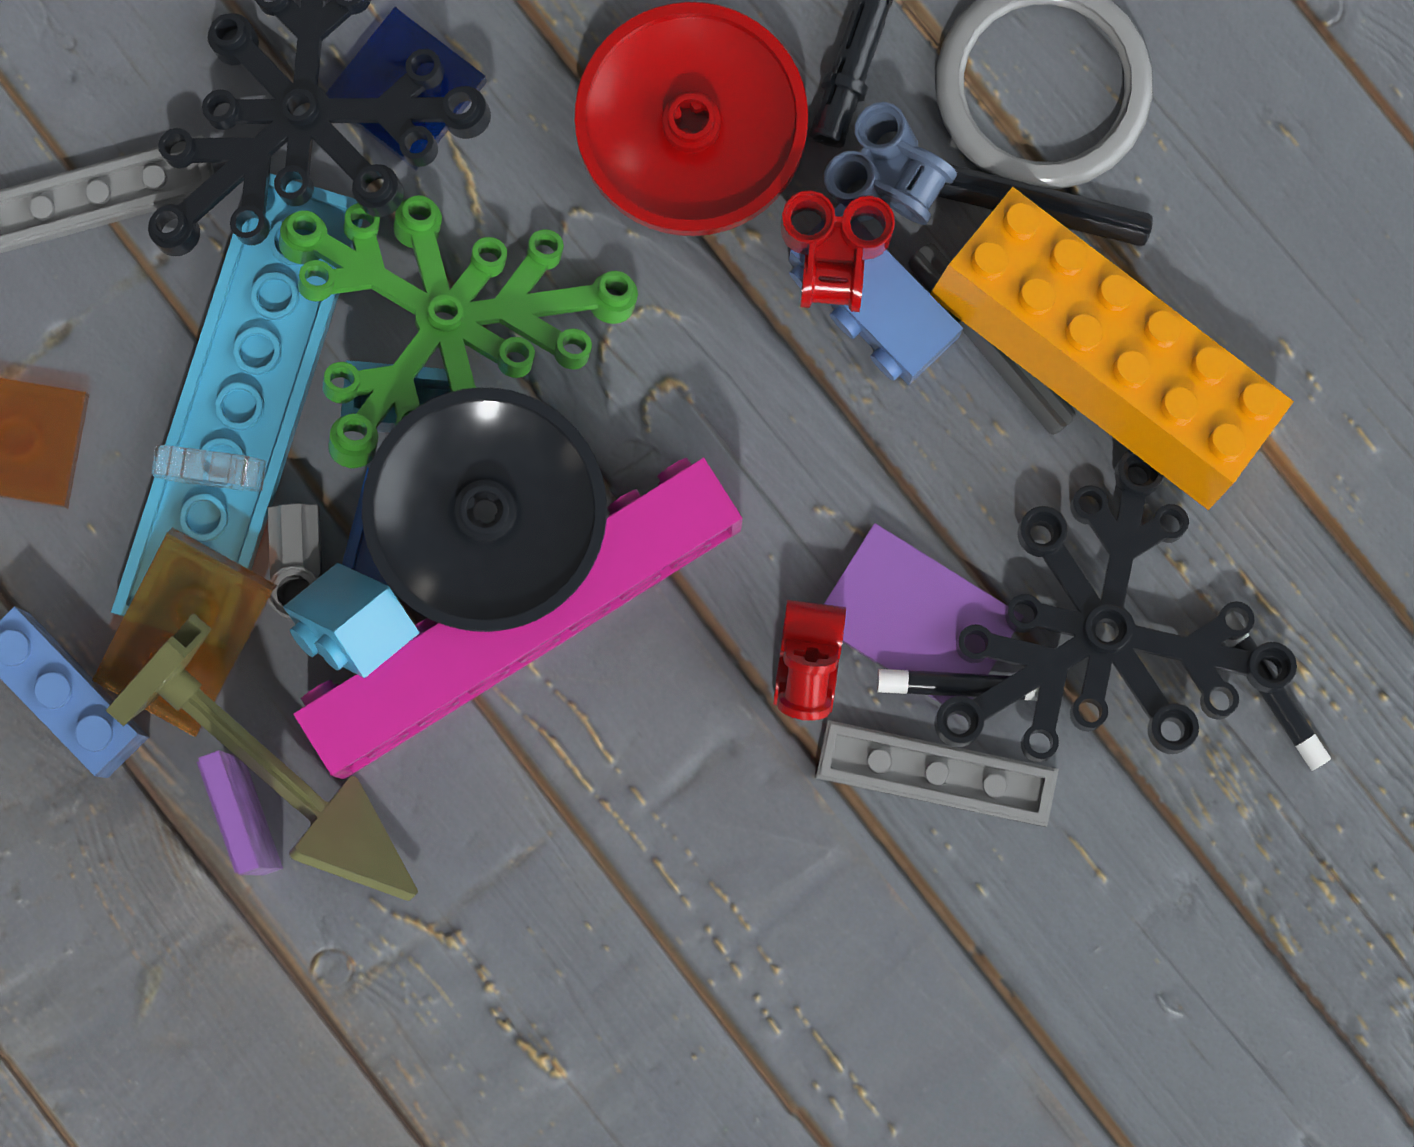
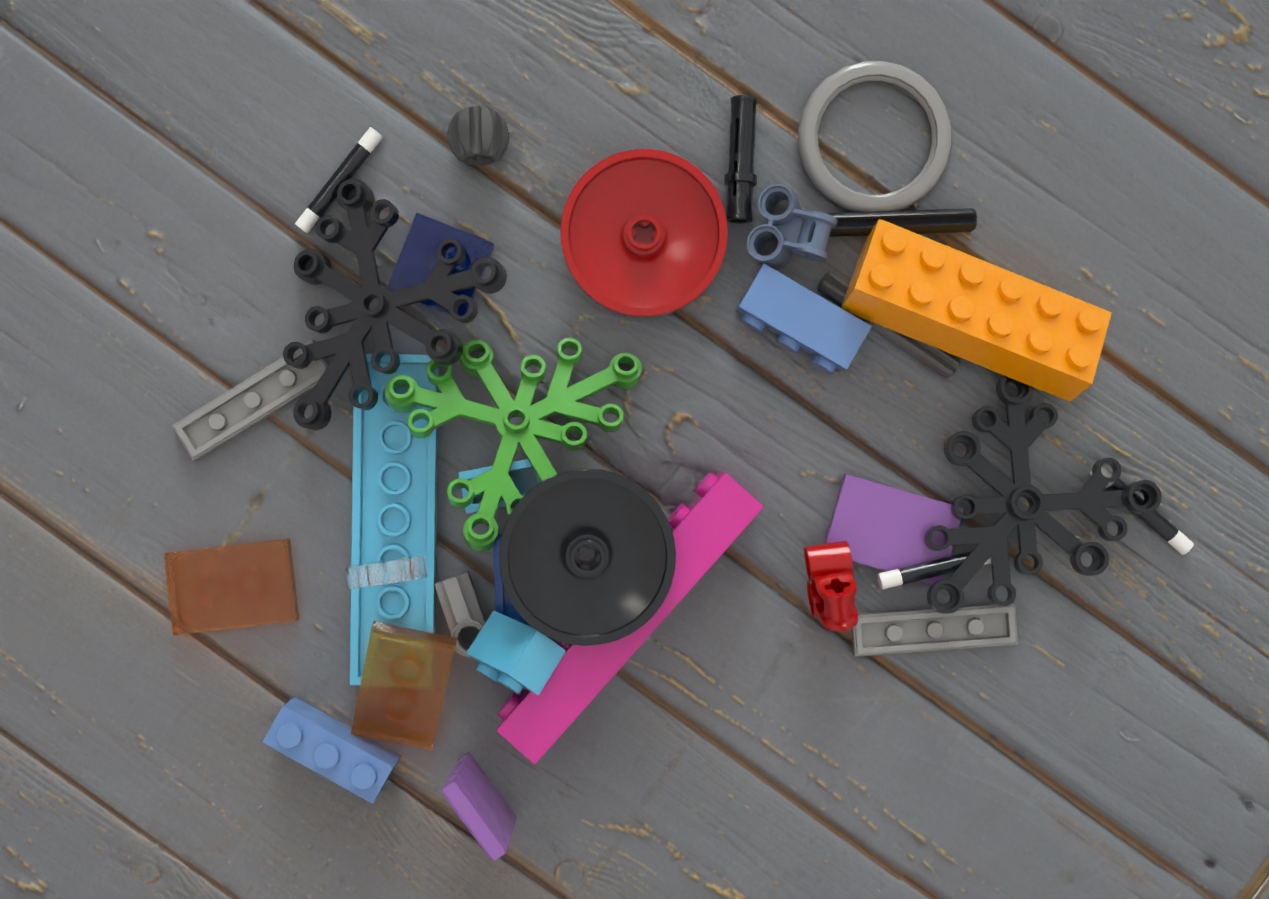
camera: 10 degrees left, 5 degrees up
(342, 833) = (554, 788): olive piece -> none
(835, 254) = (773, 300): red piece -> none

